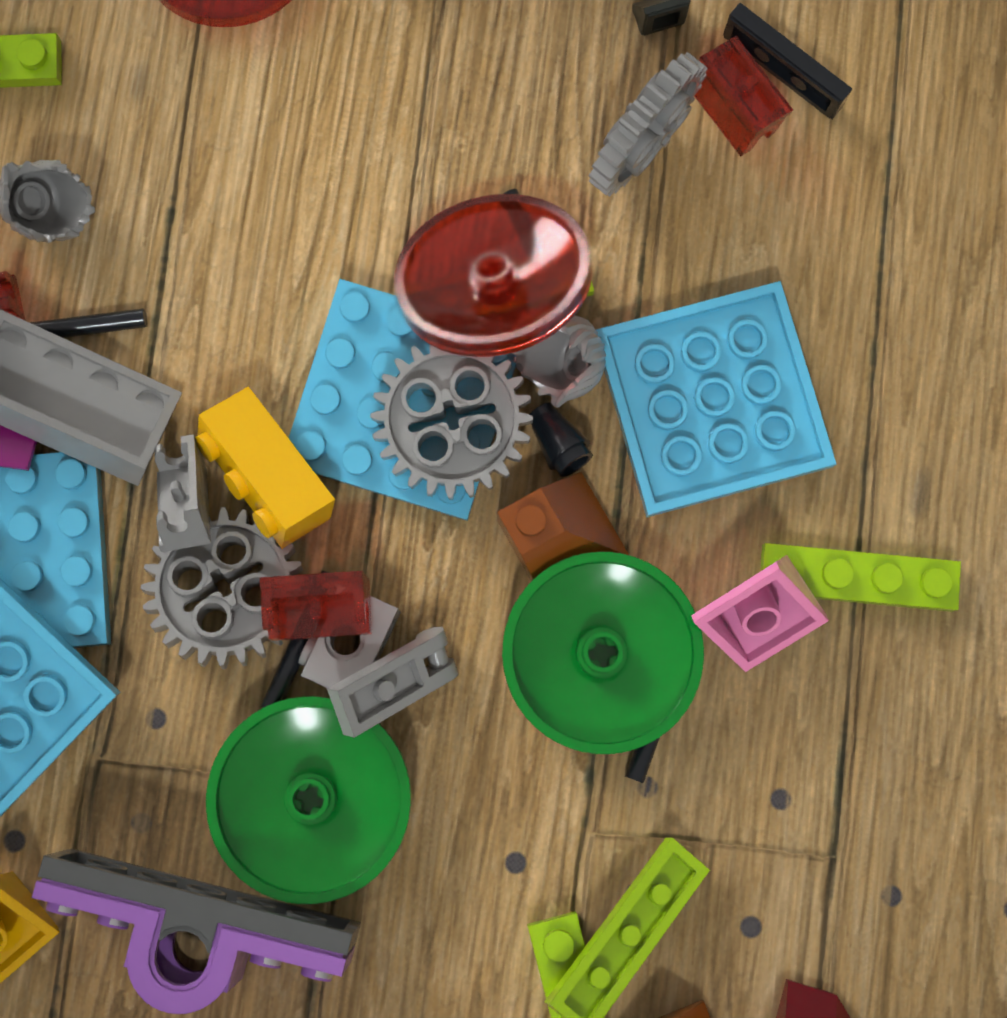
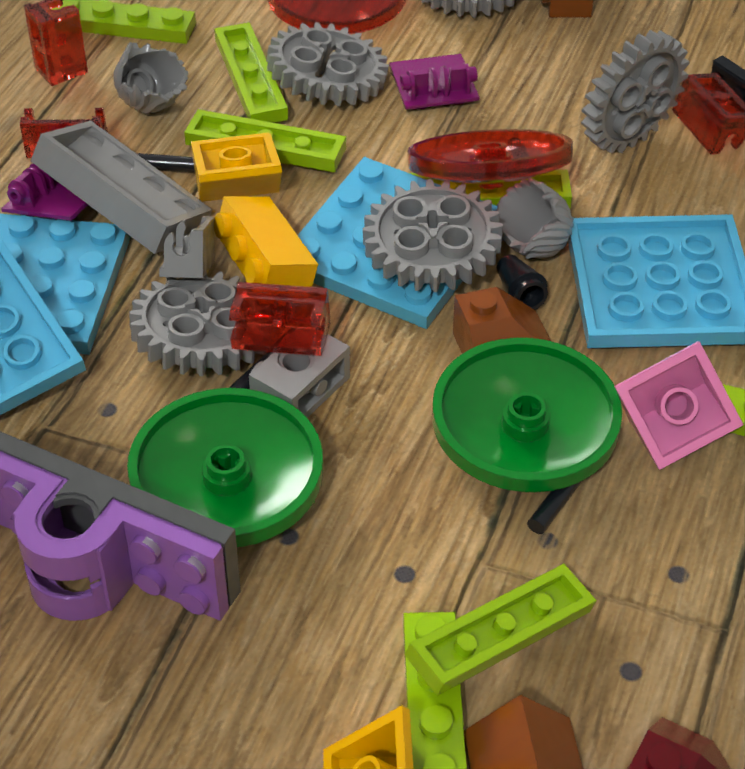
camera: 15 degrees right, 35 degrees down
(161, 141) = (249, 73): none -> lime plate
(191, 331) = (236, 166): none -> yellow slope
(207, 103) = (350, 71): none -> light grey gear
(212, 264) = (293, 144): none -> lime plate
(389, 100) = (435, 81): none -> magenta hinge
(392, 682) = (329, 390): light grey plate -> none

